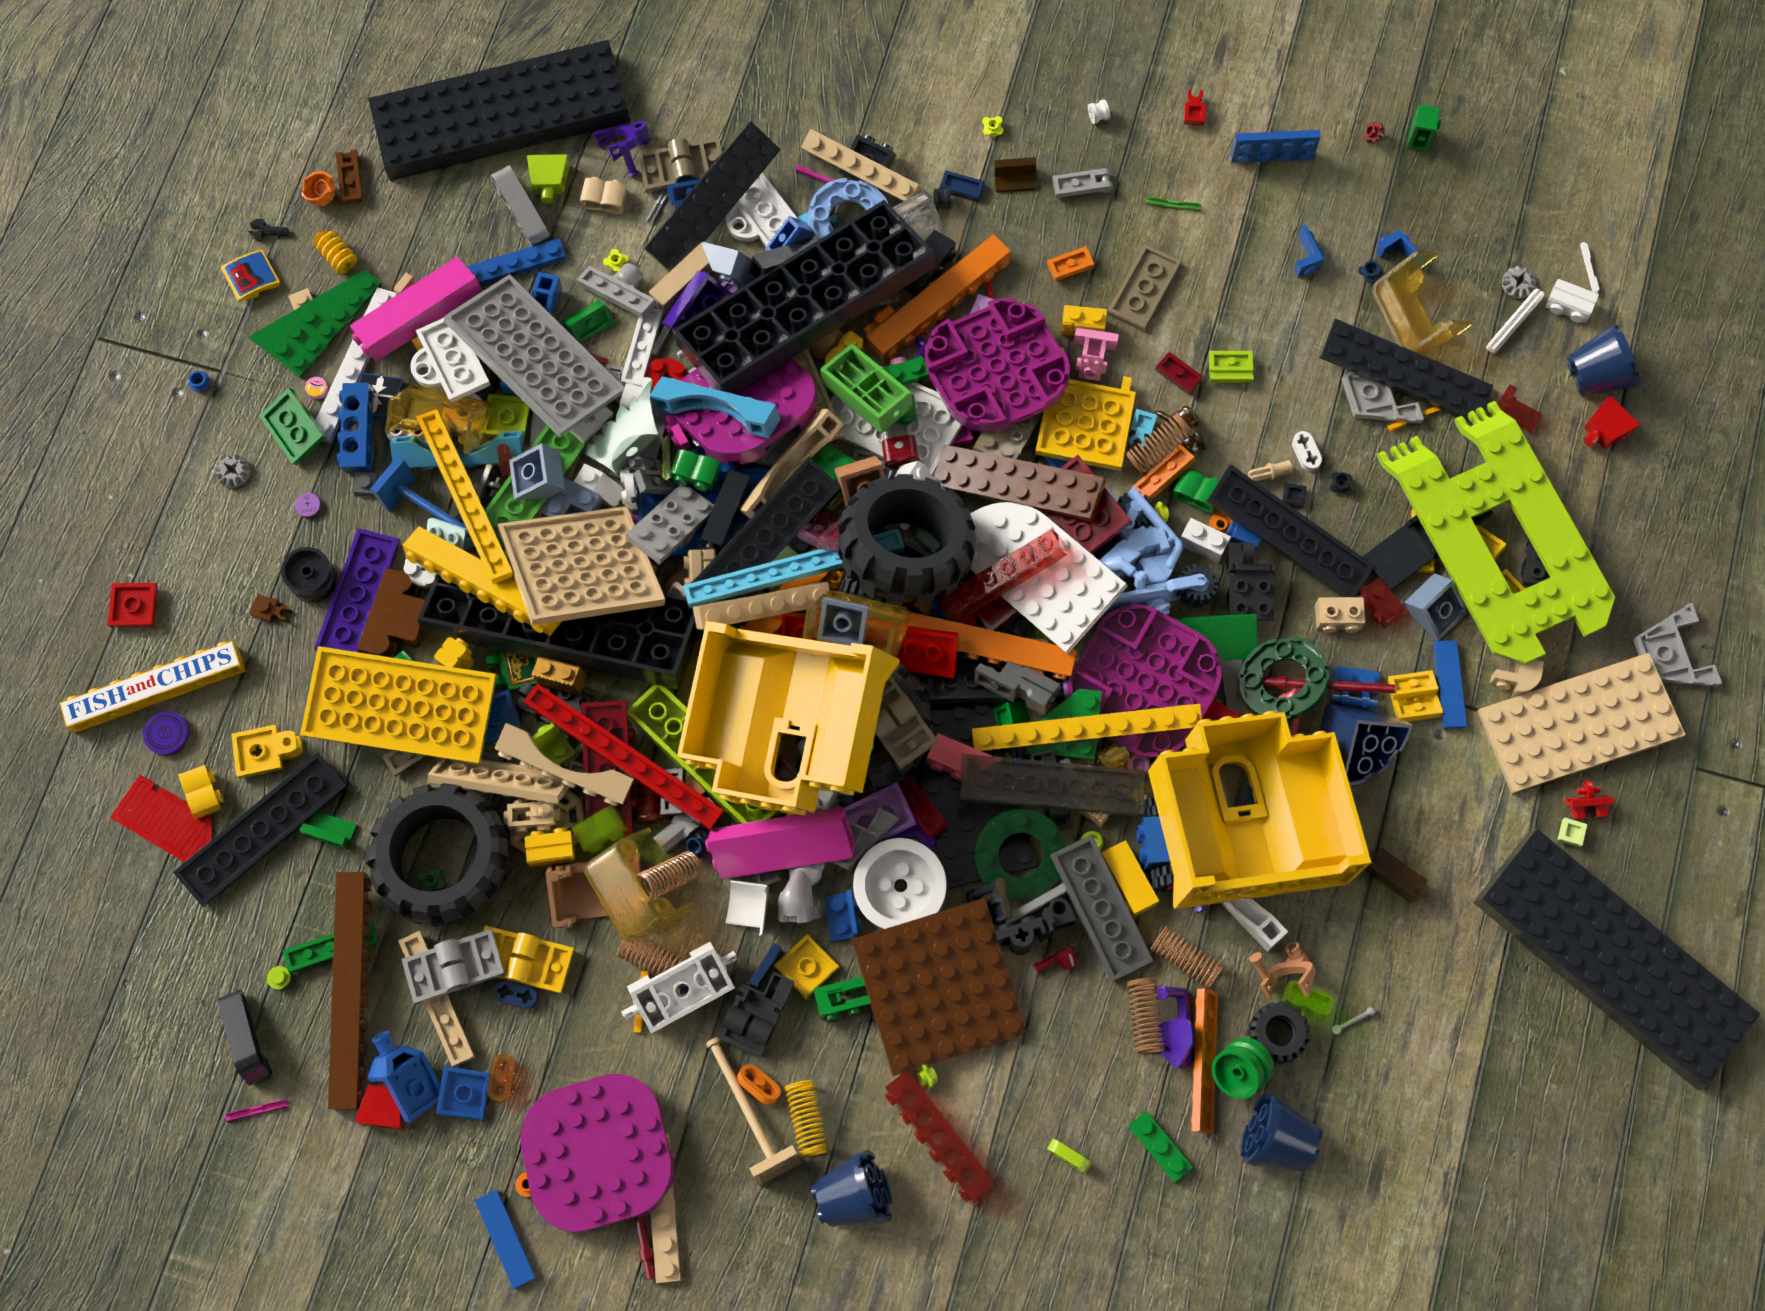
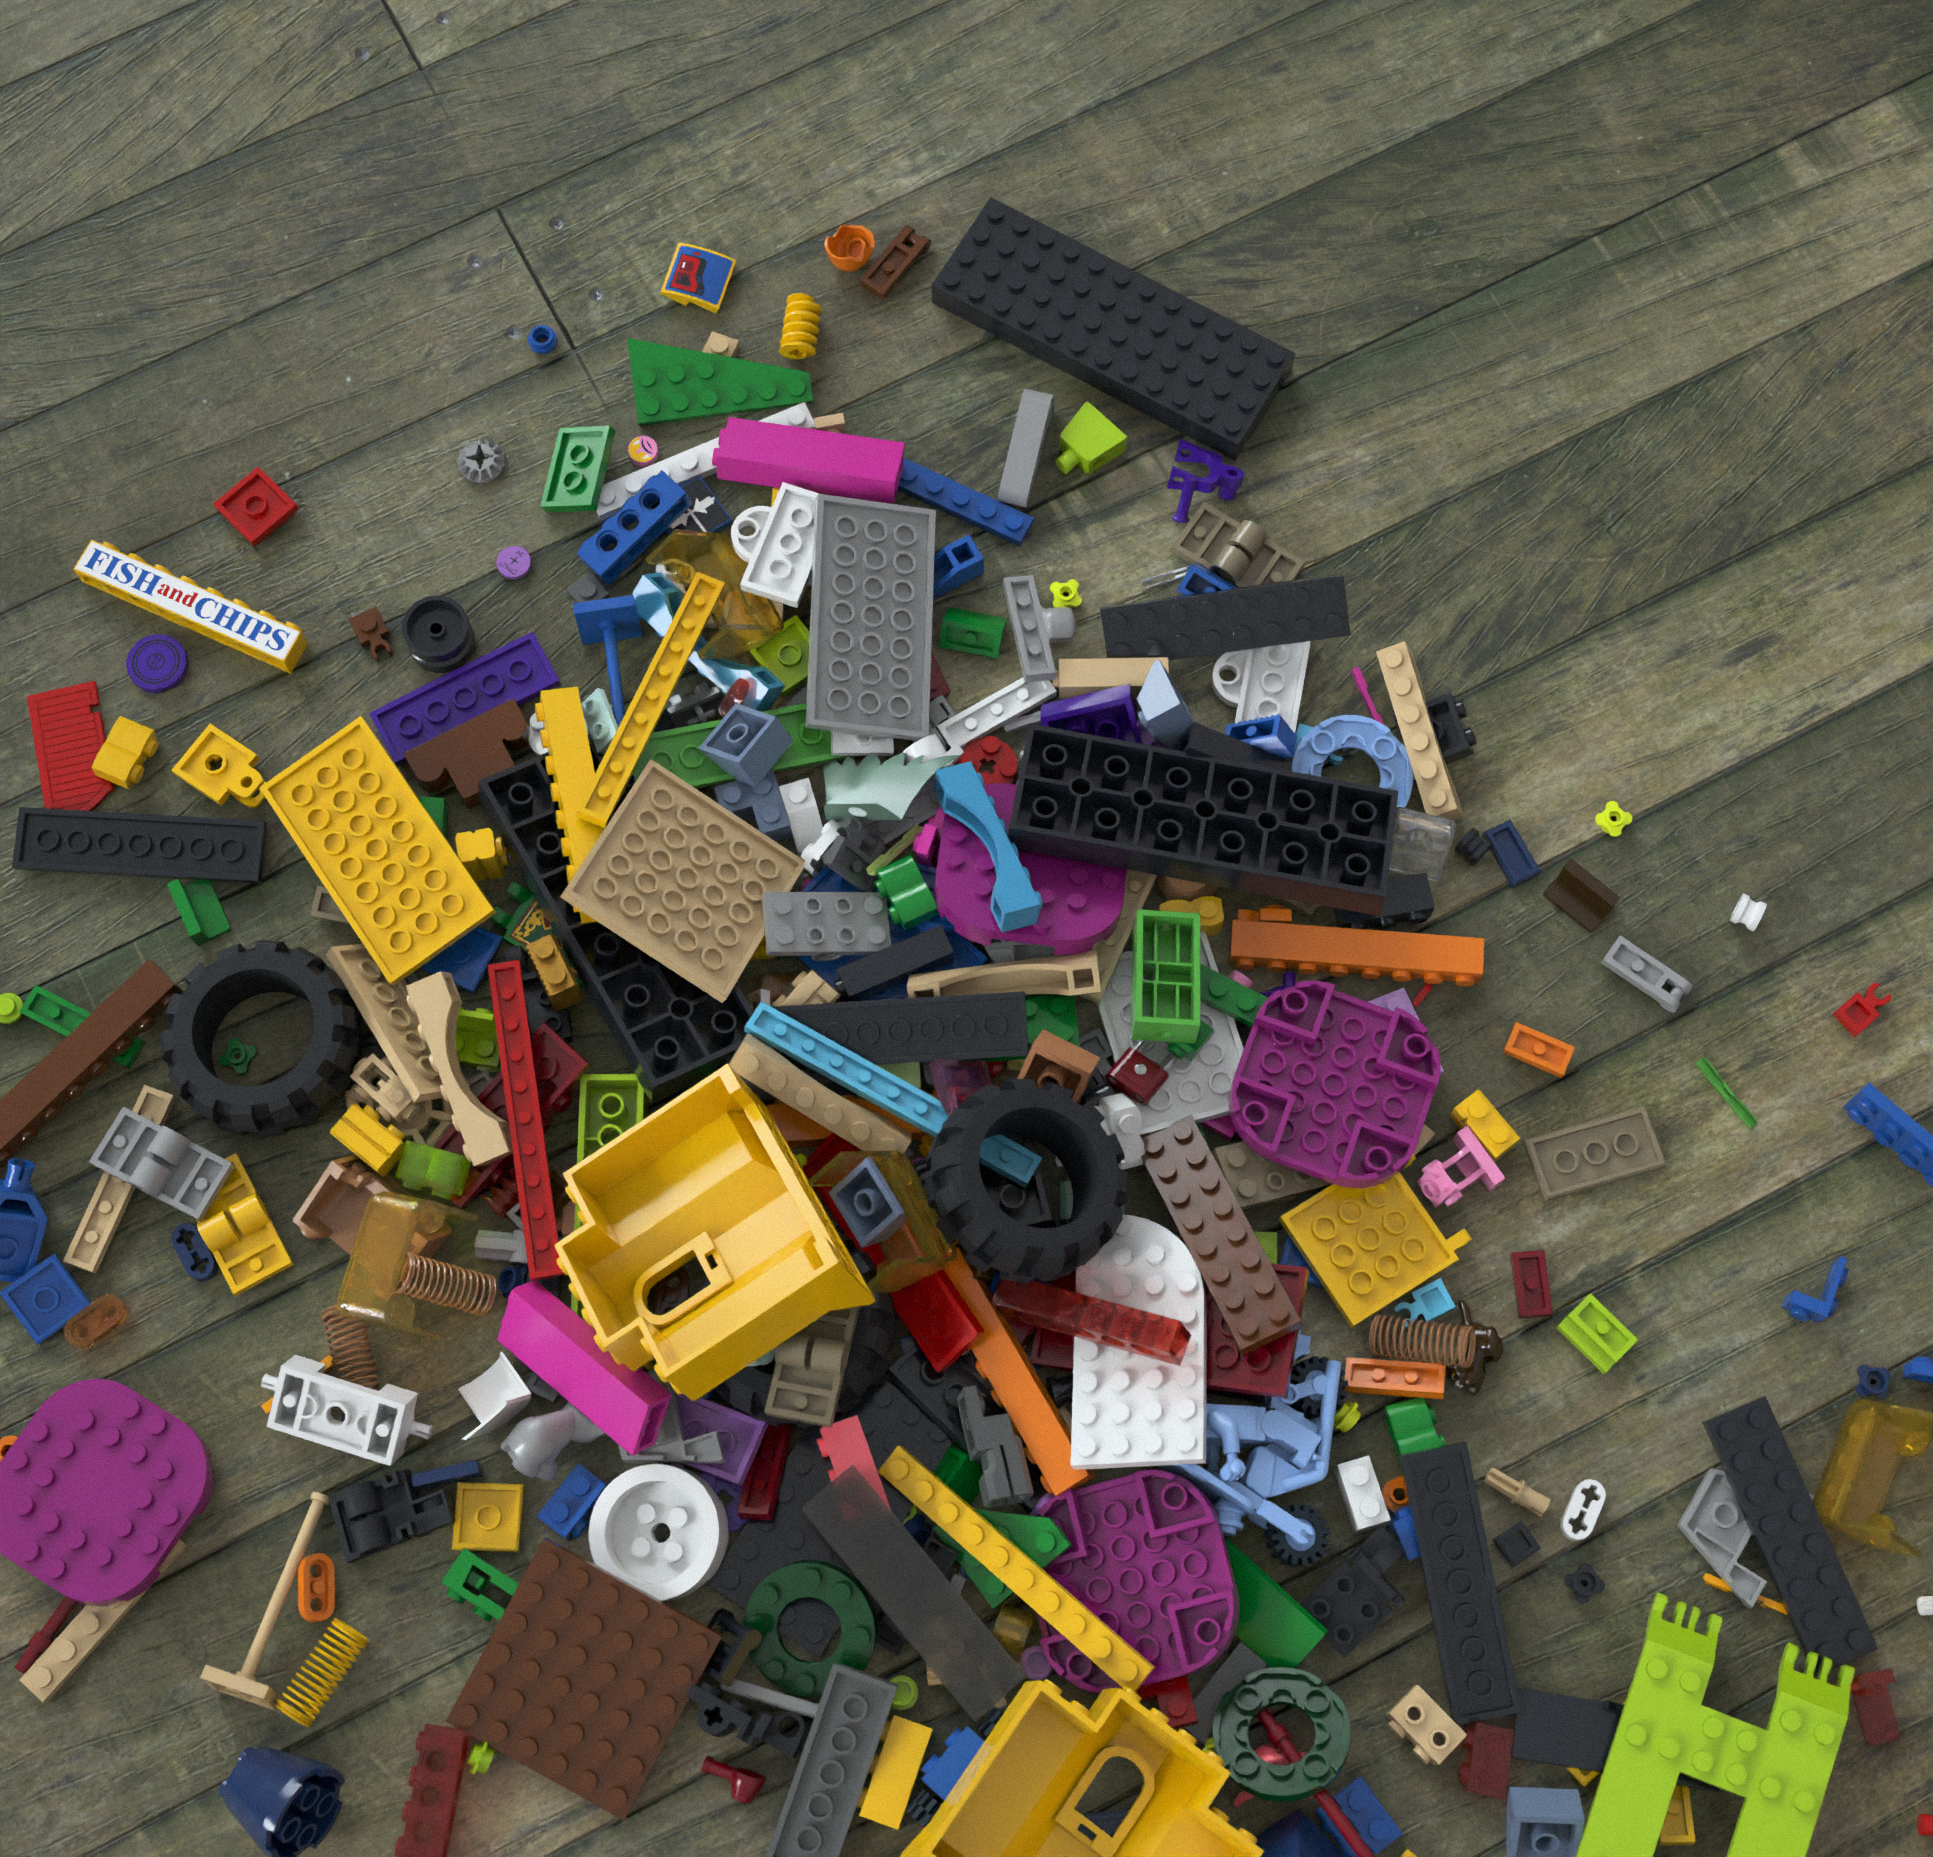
camera: 45 degrees right, 0 degrees up
(265, 230) = (760, 244): black bar -> none
(603, 195) = (1123, 514): tan brick -> none

